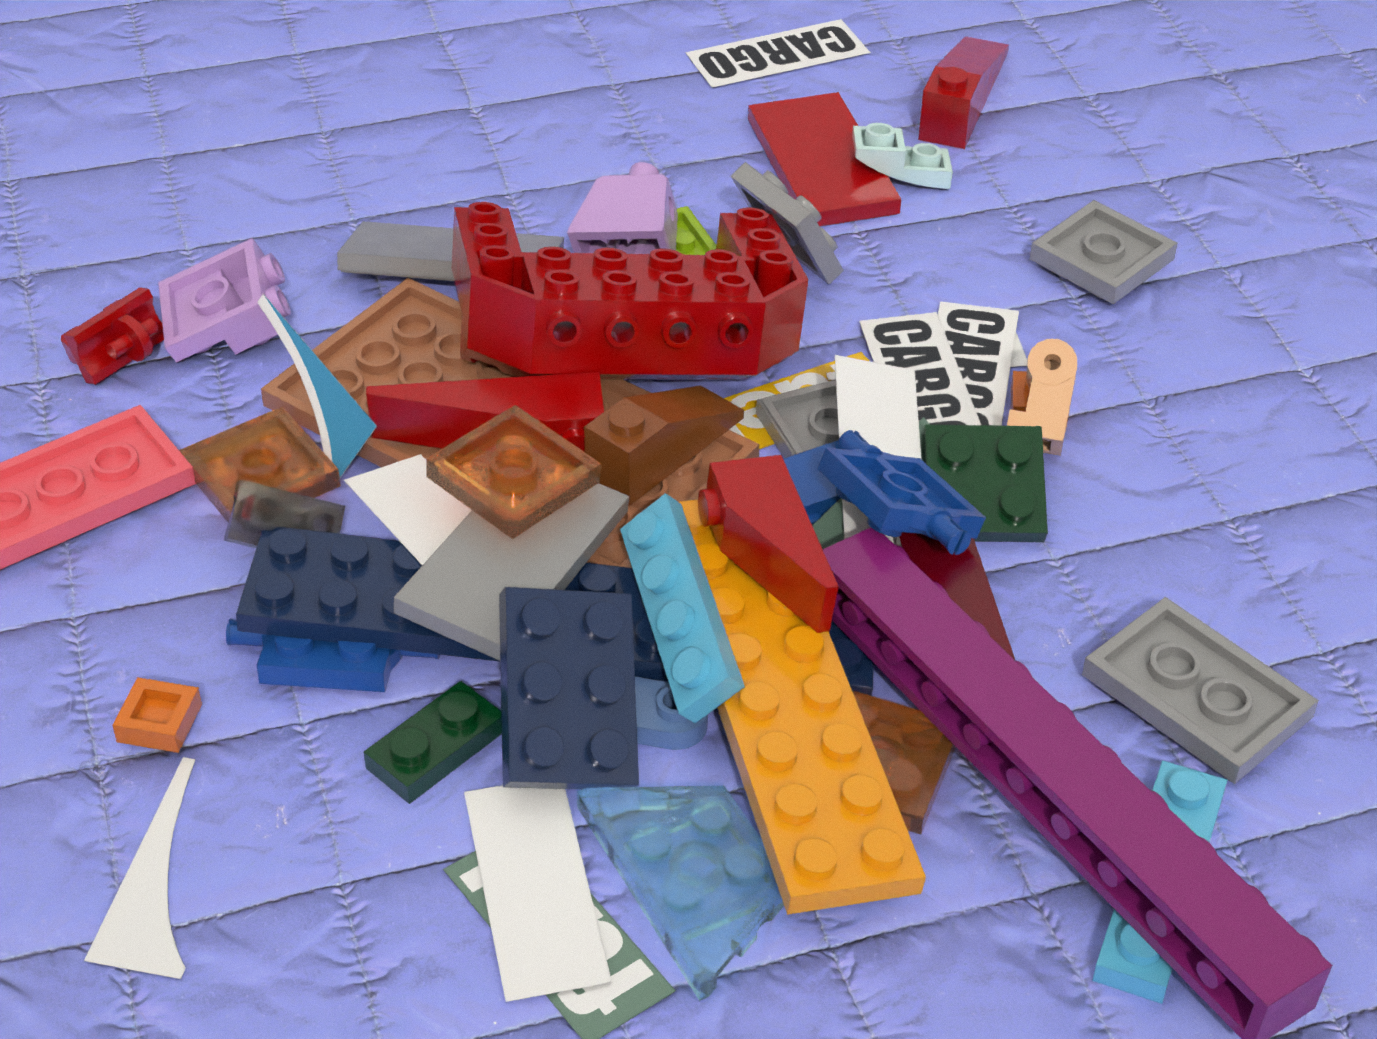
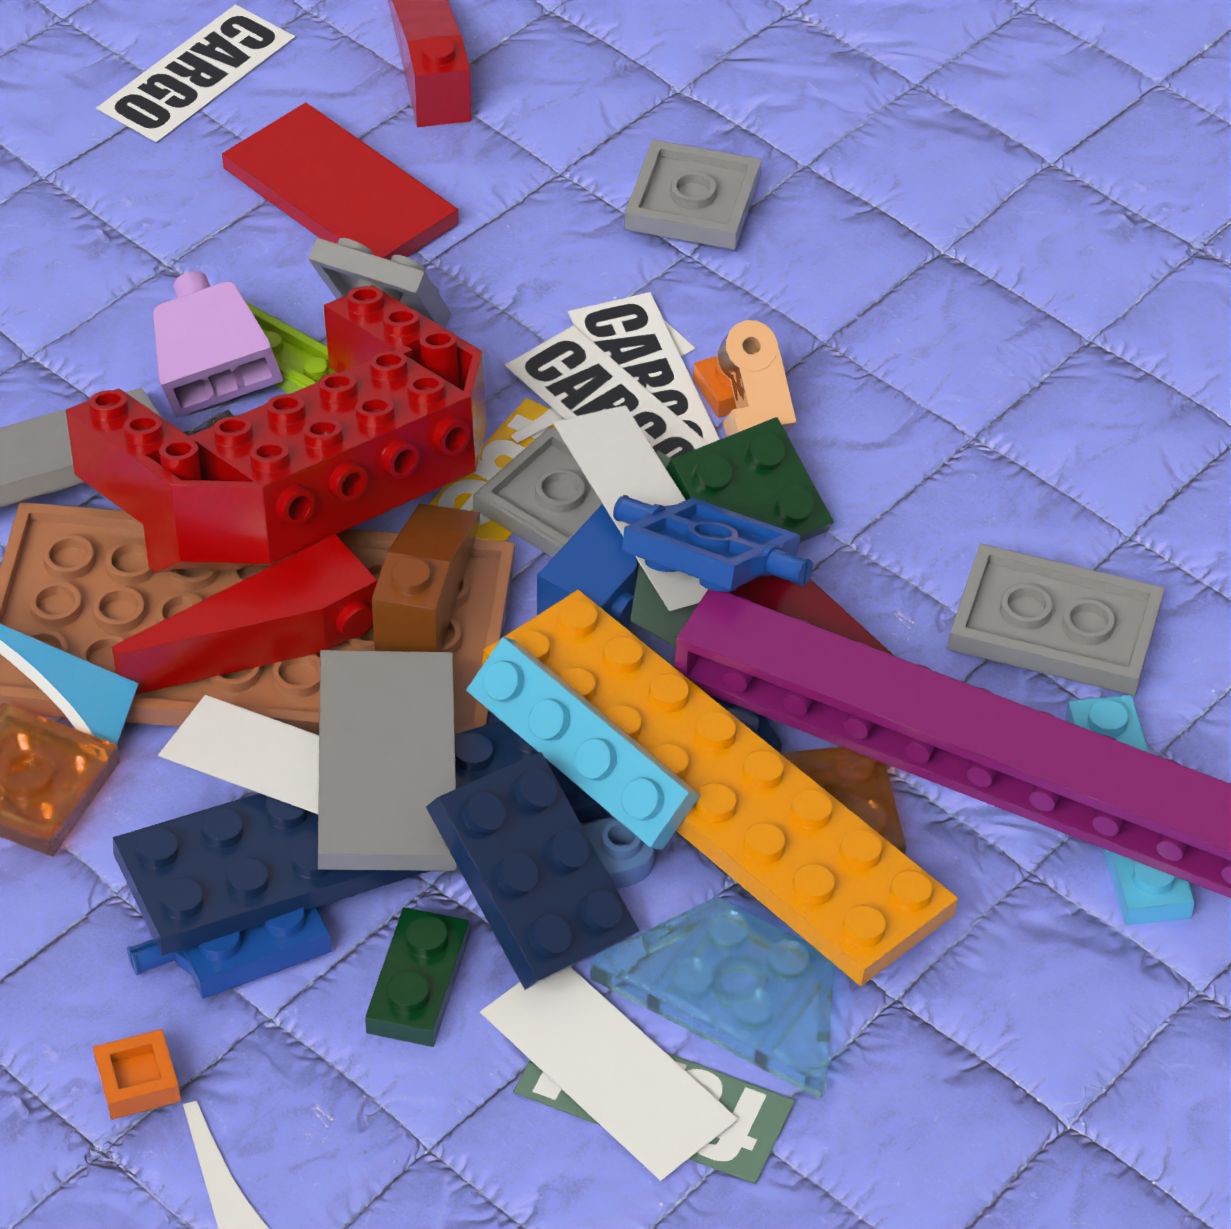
camera: 30 degrees left, 5 degrees up
(265, 508) = (104, 818): clear smoke hips -> none
(513, 471) = (340, 675): clear orange plate -> none
(769, 534) = (629, 637): red slope -> none
(885, 151) = (414, 161): light aqua slope -> none

